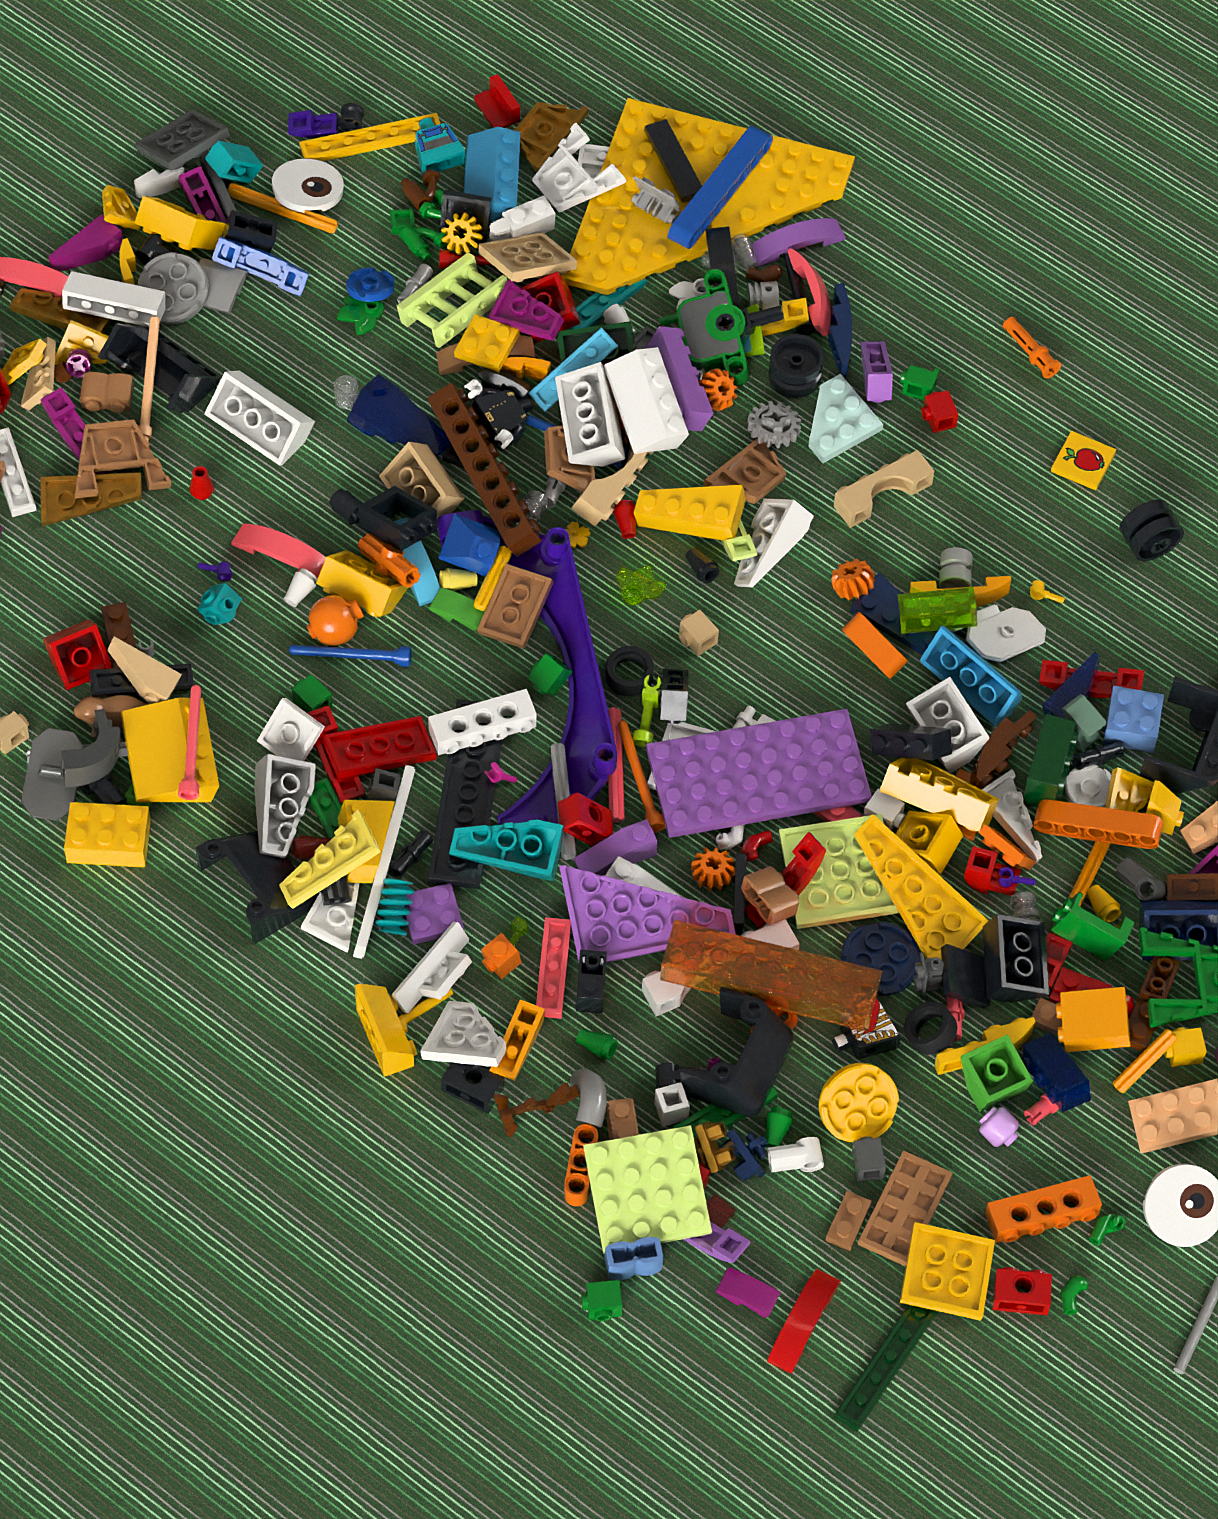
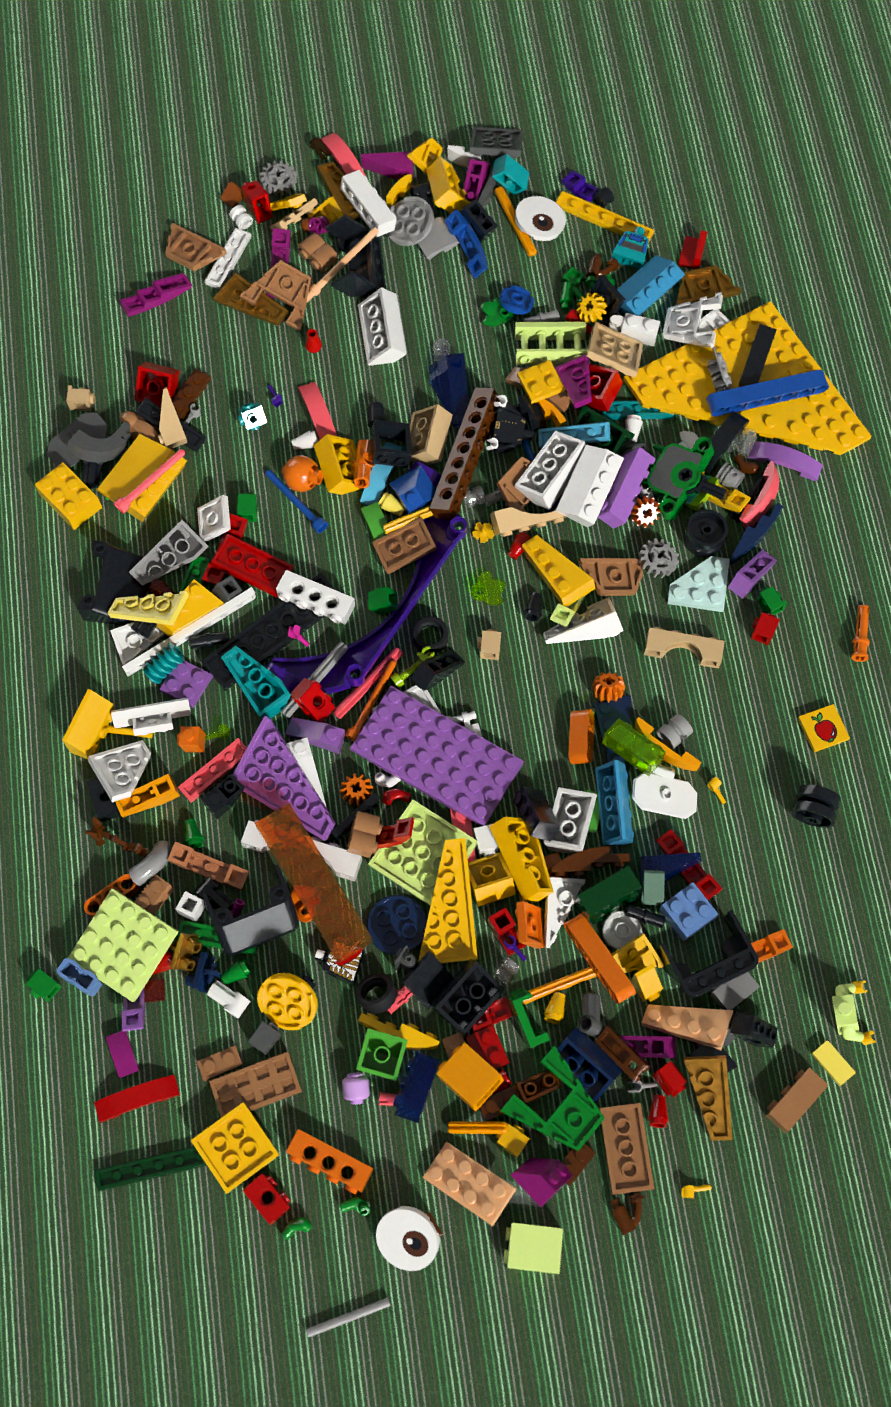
camera: 45 degrees right, 10 degrees up
(643, 1060) = (207, 867): none -> nougat slope

